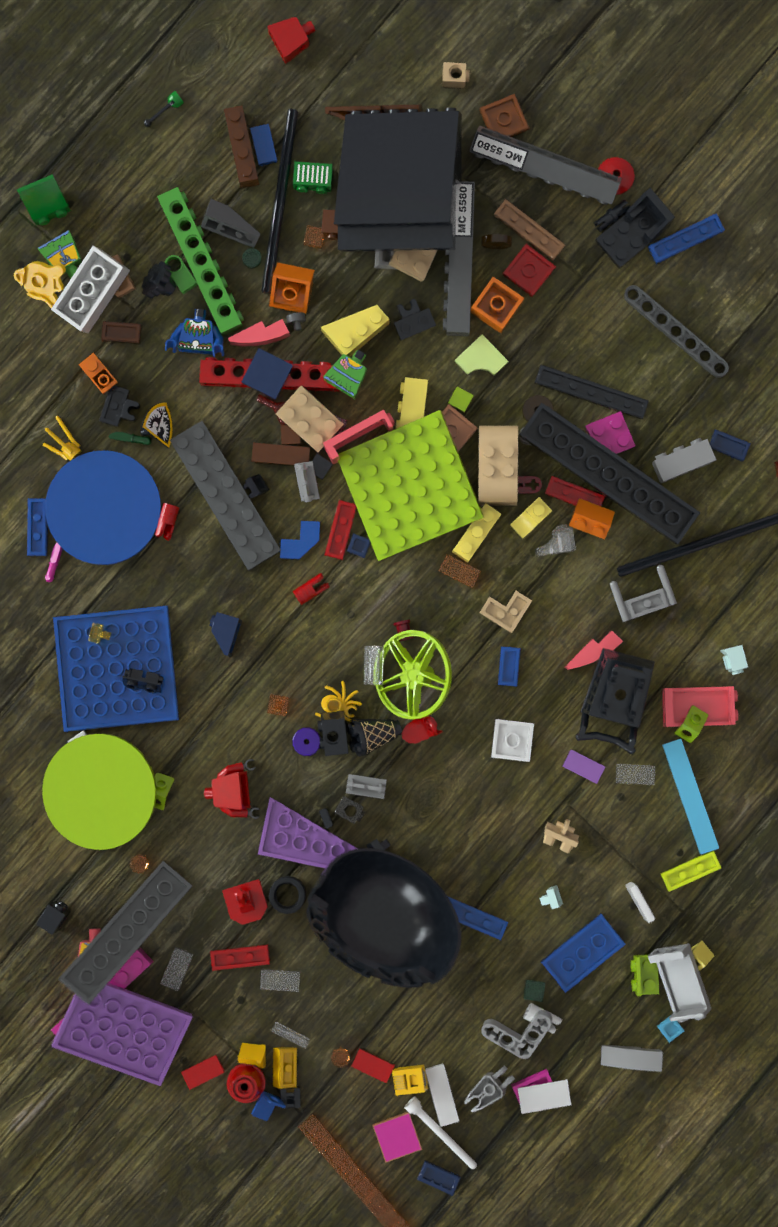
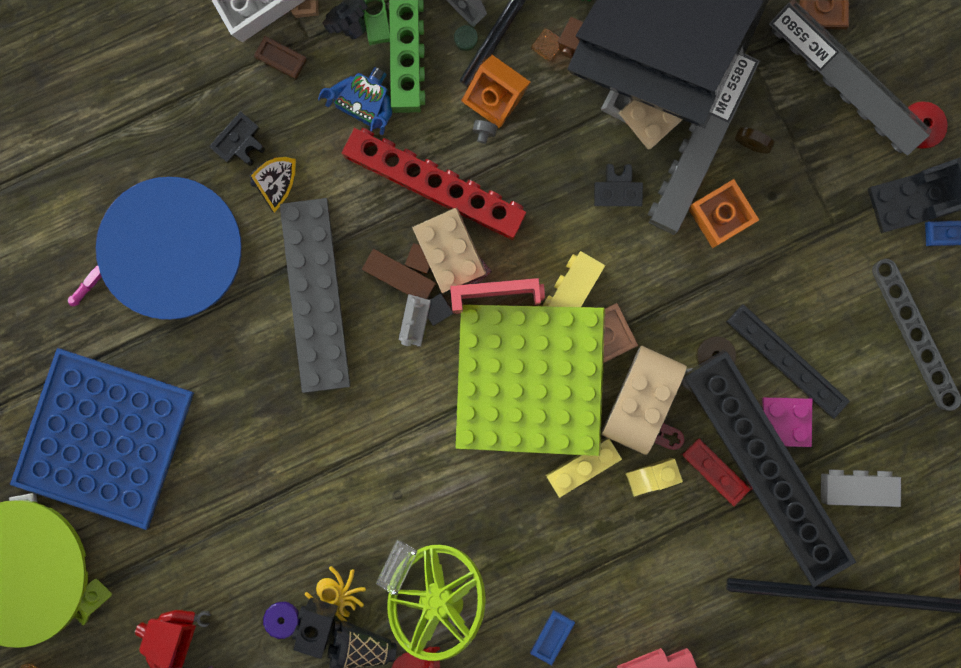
camera: 30 degrees right, 0 degrees up
(37, 528) = (84, 238): blue tile -> none
(70, 450) = (160, 165): yellow plant -> none
(97, 633) = (97, 391): clear yellow tile -> none
(98, 373) = (231, 91): orange slope -> none
(130, 438) = (234, 180): dark green piece -> none
(133, 679) = (130, 474): black hinge -> none
(166, 521) = (238, 292): red hinge -> none
(225, 630) = (241, 454): dark blue slope -> none
(256, 485) = (354, 300): black tile -> none
(260, 335) = (434, 129): coral slope -> none
(267, 373) = (422, 177): dark blue tile -> none
(271, 404) = (413, 213): clear red piece -> none
(278, 705) = (267, 563): clear orange tile -> none
(298, 548) = (388, 386): blue tile -> none
(307, 592) = (357, 447): red hinge -> none
(340, 530) = (428, 393): red tile -> none
(347, 374) = (515, 218): bright green torso -> none
(355, 330) = (547, 172): light yellow wedge -> none
(359, 545) = (441, 420): dark blue tile -> none
(403, 626) = (449, 538): dark red bush -> none
(459, 571) = (544, 501): clear orange tile -> none
(460, 399) = (632, 303): lime tile -> none
(481, 356) = (679, 265): yellowish green tile -> none
(508, 615) = (578, 579): tan plate -> none
(529, 230) = (797, 143): medium nougat tile -> none
(529, 270) = (776, 189): red tile -> none
(561, 542) = (676, 520): clear arch -> none
(591, 518) = (724, 510): orange brick -> none
(611, 215) = (900, 168): black pin -> none
(645, 603) = (745, 636): light grey plate -> none
(729, 445) = (921, 494): dark blue tile -> none

